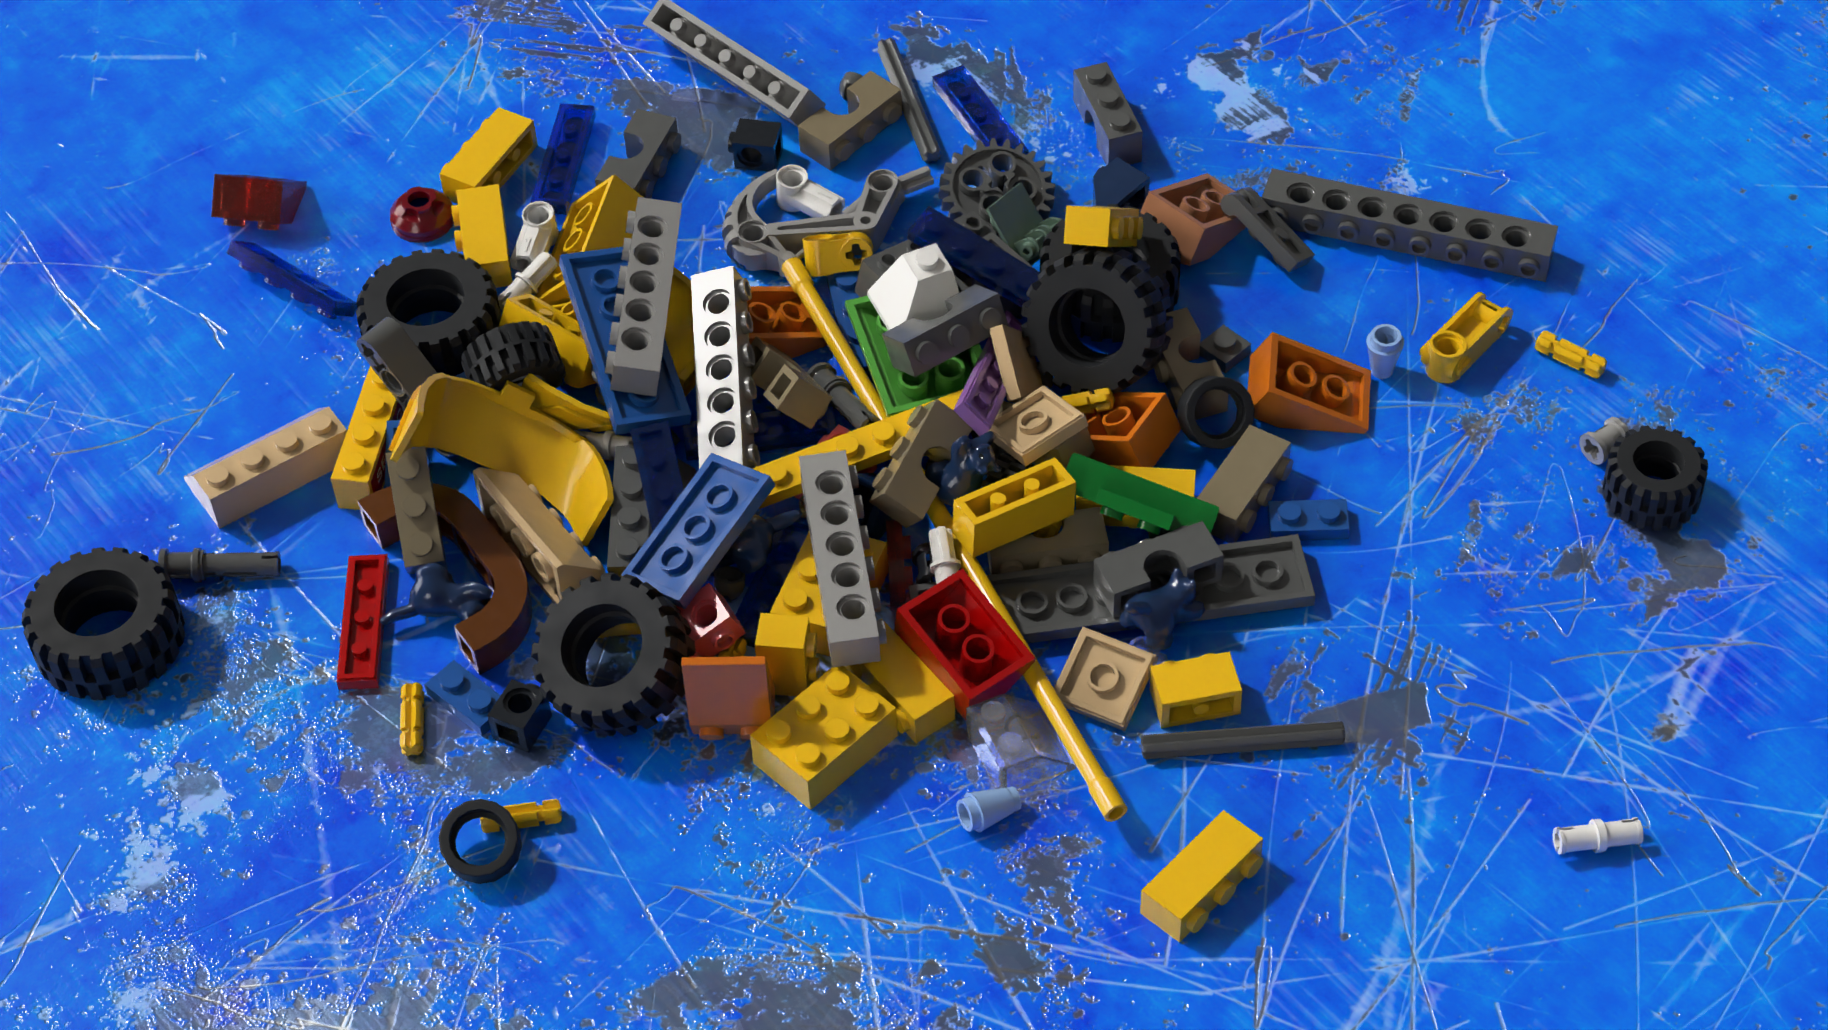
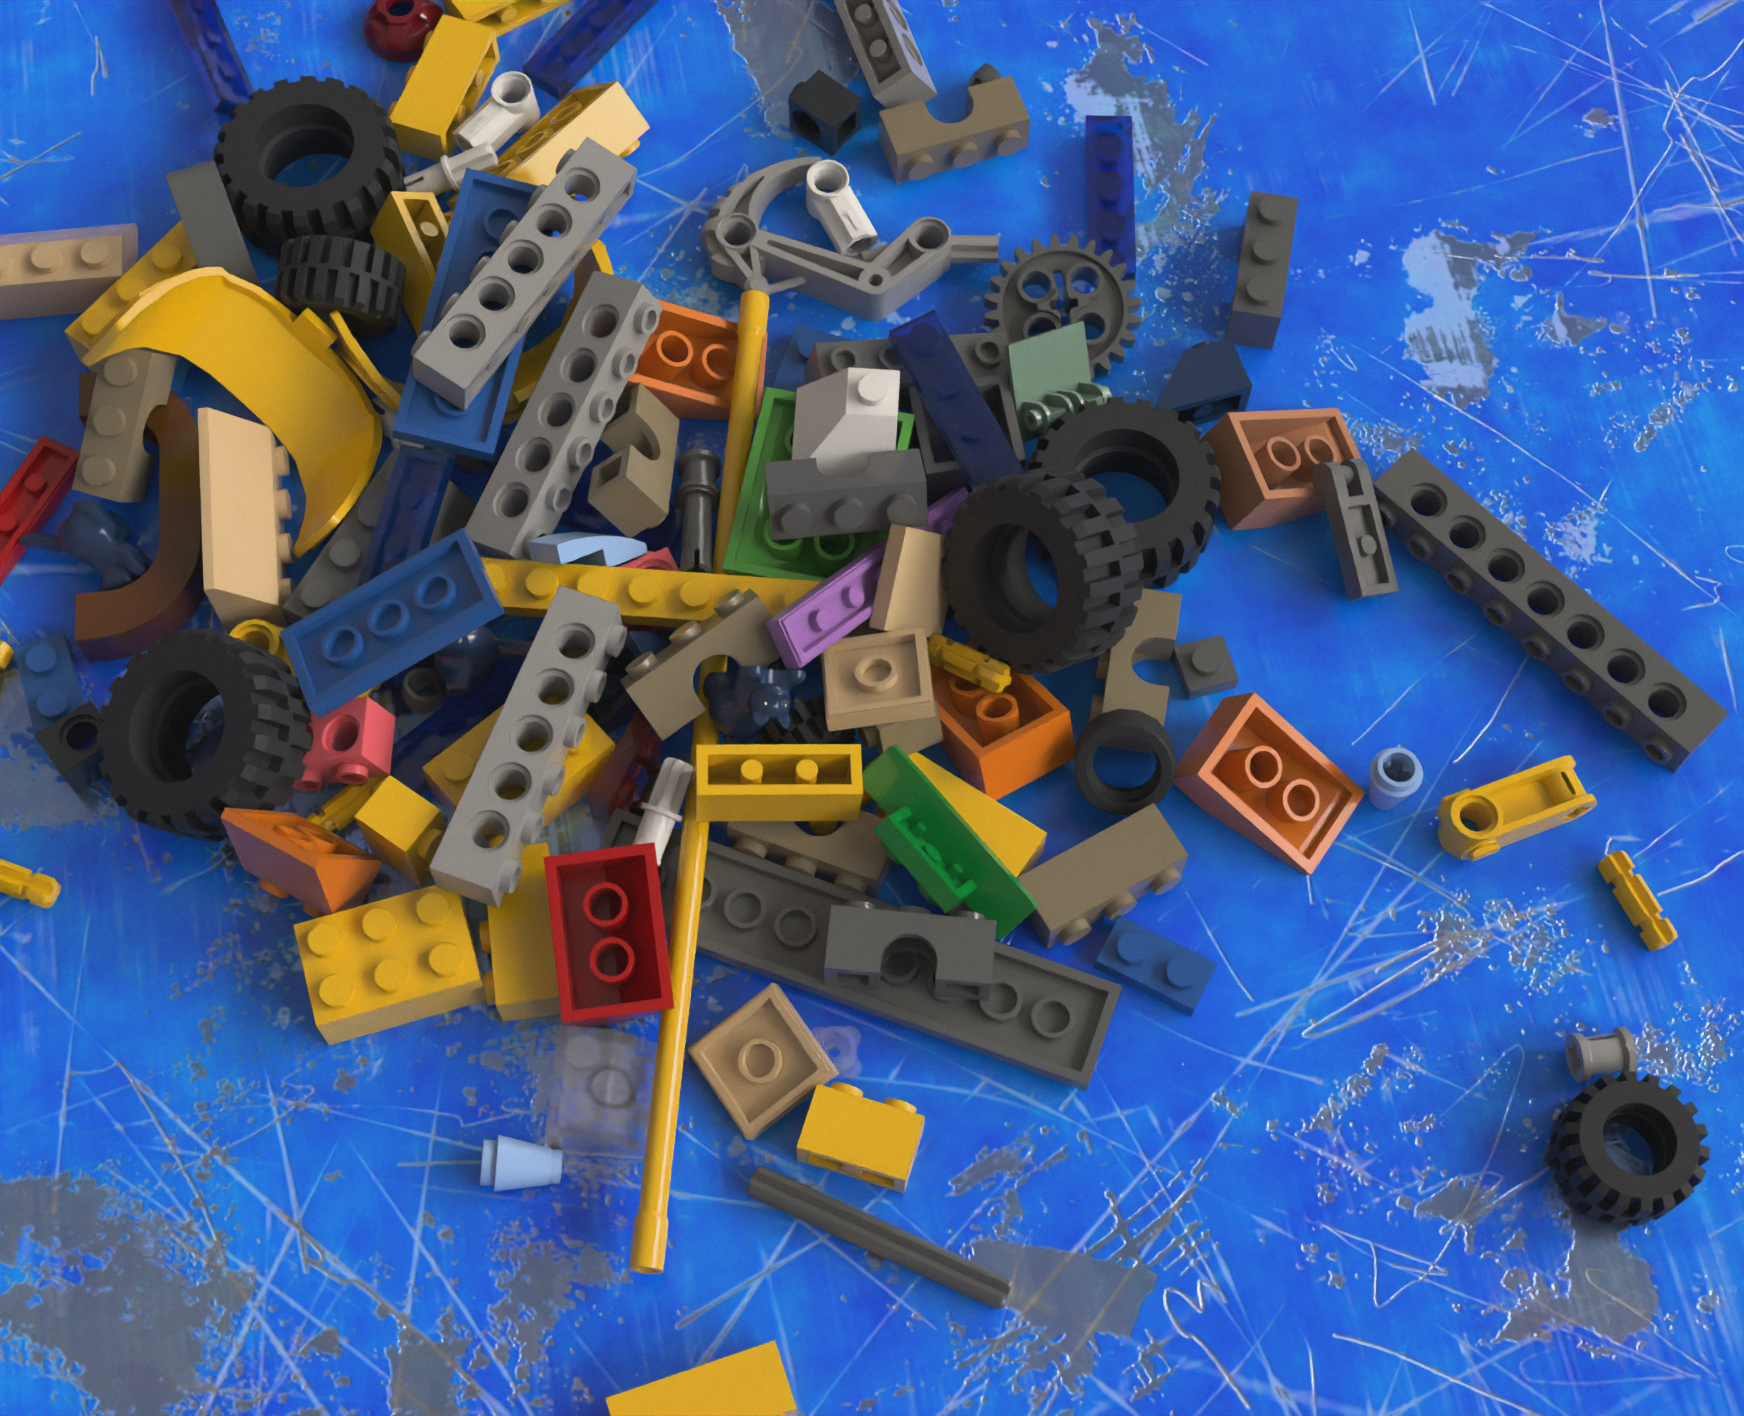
camera: 25 degrees right, 15 degrees up
(649, 146) = (710, 53): dark grey arch -> none
(789, 443) = (585, 548): none -> light blue slope
(831, 253) = (817, 307): yellow piece -> none
(911, 104) = (1042, 133): dark grey axle -> none
(1102, 226) = (1110, 449): yellow brick -> none
(1162, 609) = (870, 1014): dark blue animal -> none

